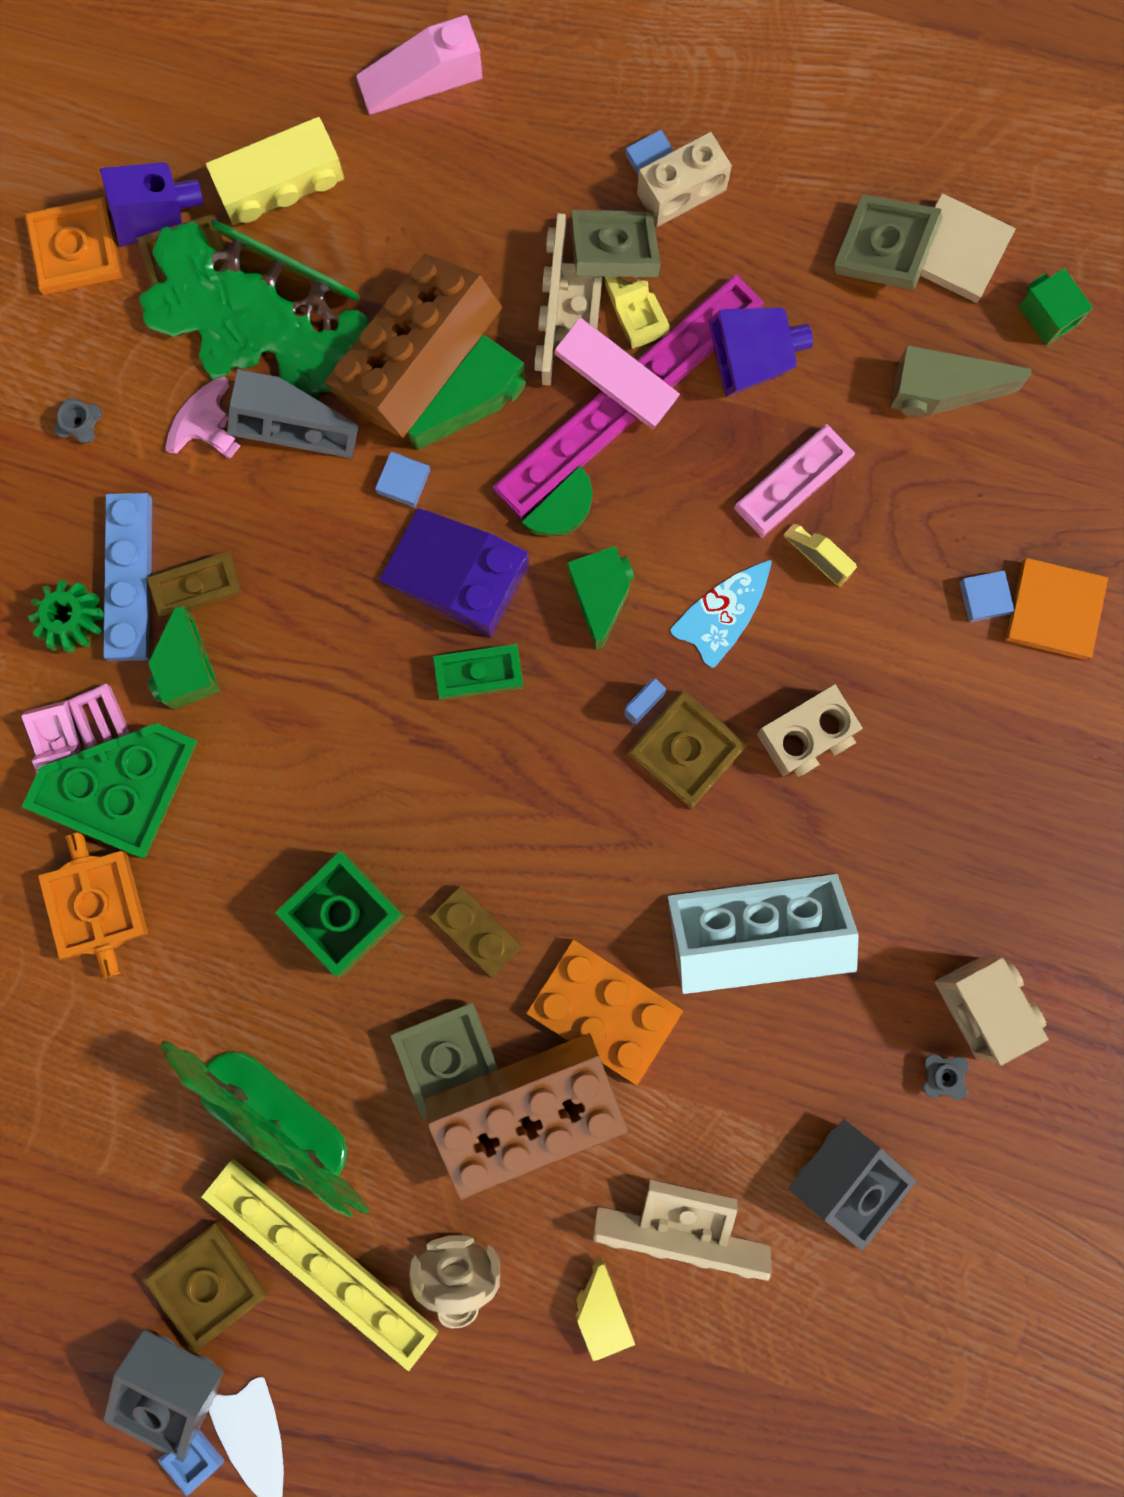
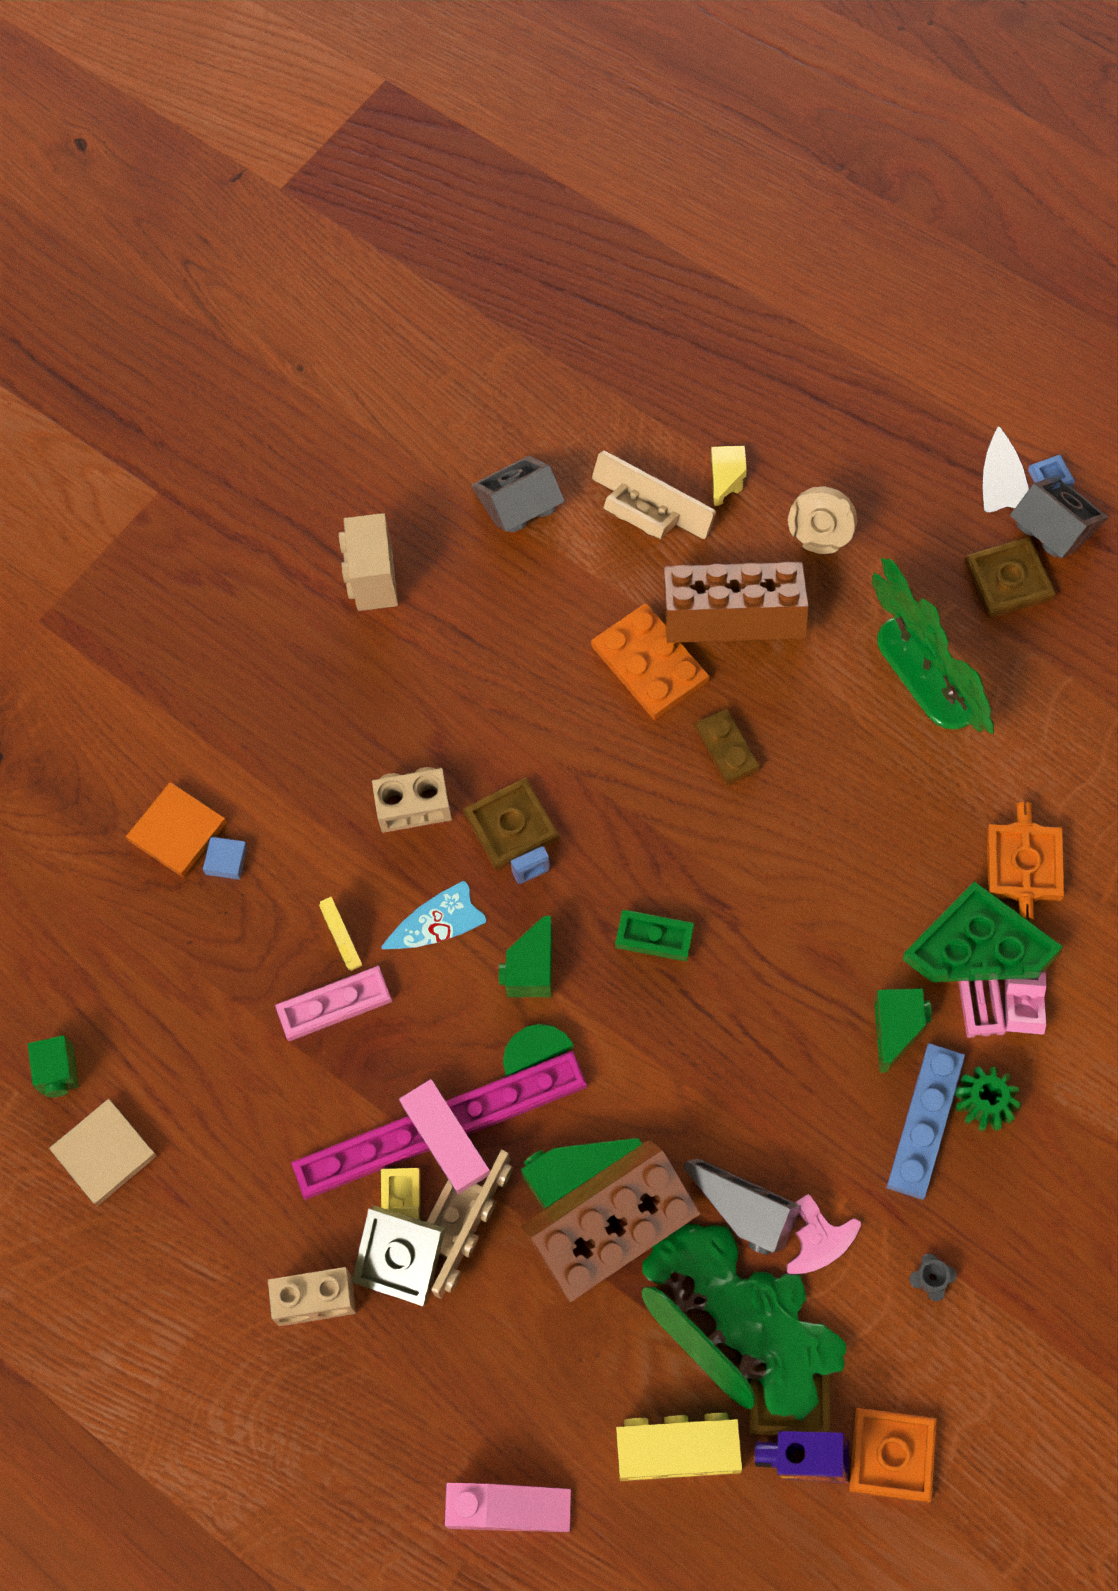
camera: 155 degrees left, 15 degrees down
(195, 585) = (869, 1088): pearl gold plate -> none
(320, 1264) = (921, 564): light yellow plate -> none
(340, 914) = (827, 783): green brick -> none
(403, 479) = (661, 1120): medium blue tile -> none
(444, 1053) = (781, 668): olive plate -> none
(456, 570) = (643, 1023): dark purple slope -> none
(648, 150) = (328, 1337): medium blue tile -> none
(755, 346) = (317, 1116): dark purple torso -> none
(763, 933) = (510, 672): light aqua slope -> none
(888, 241) = (163, 1171): olive plate -> none
(936, 1068) = (424, 547): dark grey plate -> none
(942, 381) = (176, 1033): olive slope -> none

